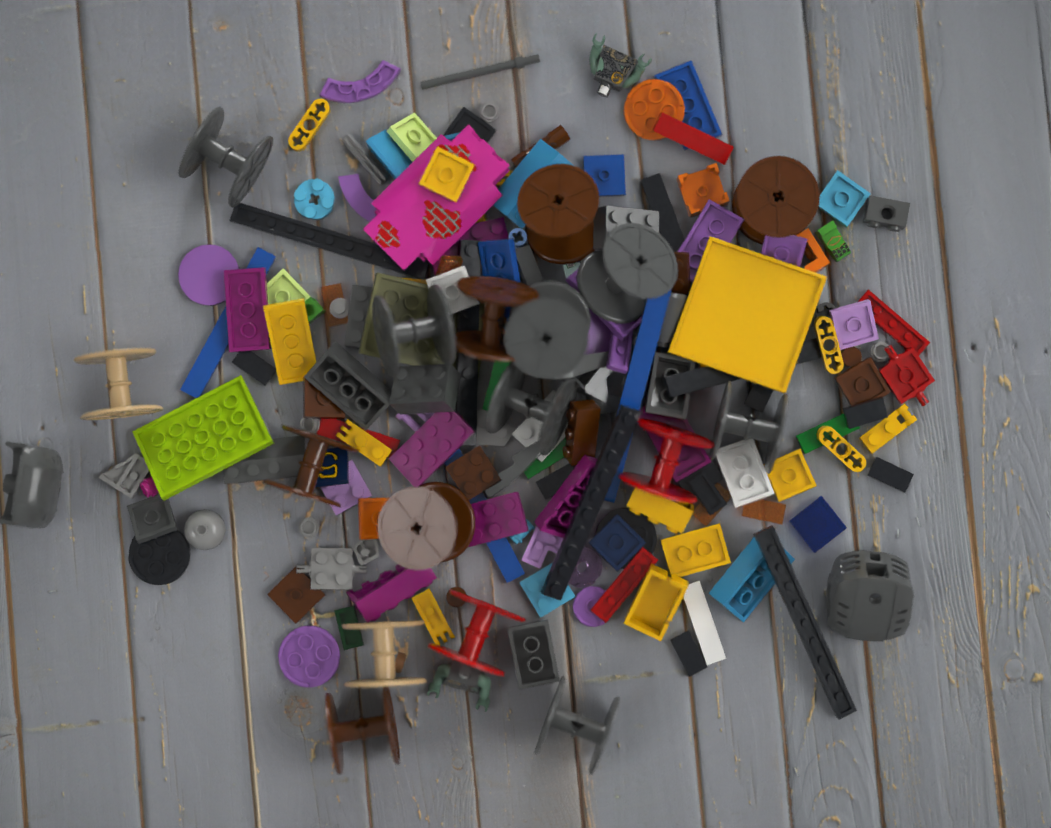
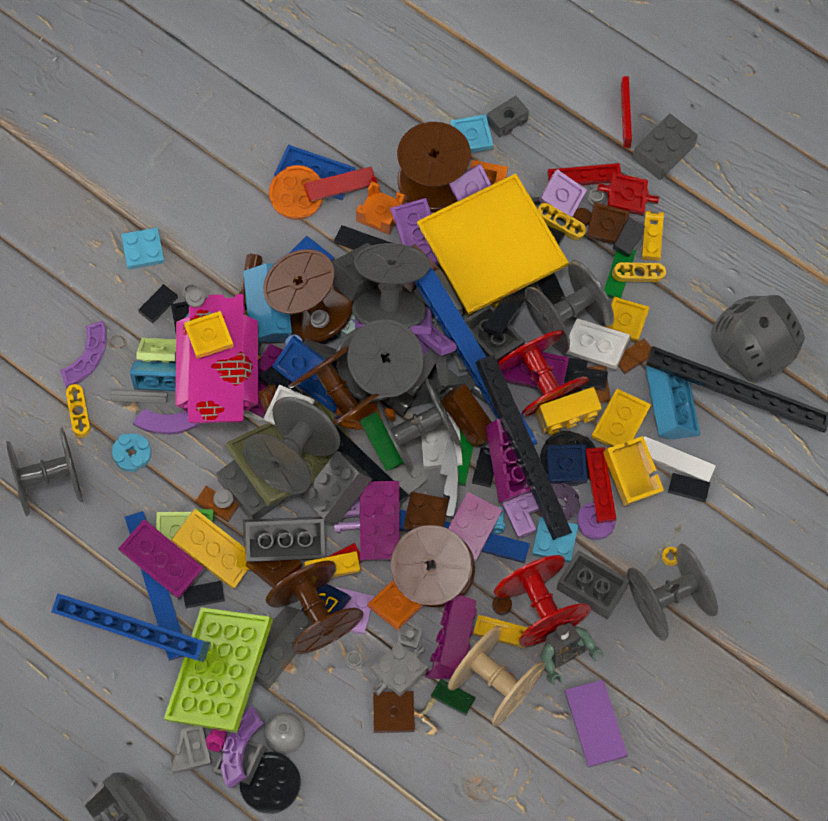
camera: 50 degrees left, 20 degrees down
(118, 383) = (104, 673): tan piece -> none
(156, 507) = (235, 745): none -> medium lavender tile
(172, 342) = (130, 627): none -> blue brick
(203, 274) = (107, 569): medium lavender tile -> none
(309, 656) = (447, 743): medium lavender tile -> none
(323, 239) = (165, 468): black plate -> none
(361, 729) = (550, 720): reddish brown piece -> none
(427, 752) = (596, 723): none -> medium lavender tile
(455, 96) = (158, 303): none -> black tile
(468, 132) = (195, 298): none -> light grey plate
(491, 36) = (142, 248): none -> medium azure plate
(518, 63) = (178, 246): dark grey bar -> none
(554, 243) = (319, 318): none -> light grey plate
(614, 68) = (244, 192): torso -> none
(616, 683) = (666, 560): none -> yellow bush
(817, 524) = (676, 331): clear blue tile -> none
(833, 241) = (495, 158): bright green leg -> none
(890, 474) = (685, 260): black tile -> none
(980, 366) = (664, 146): none -> dark grey brick
(983, 305) = (626, 112): none -> red tile

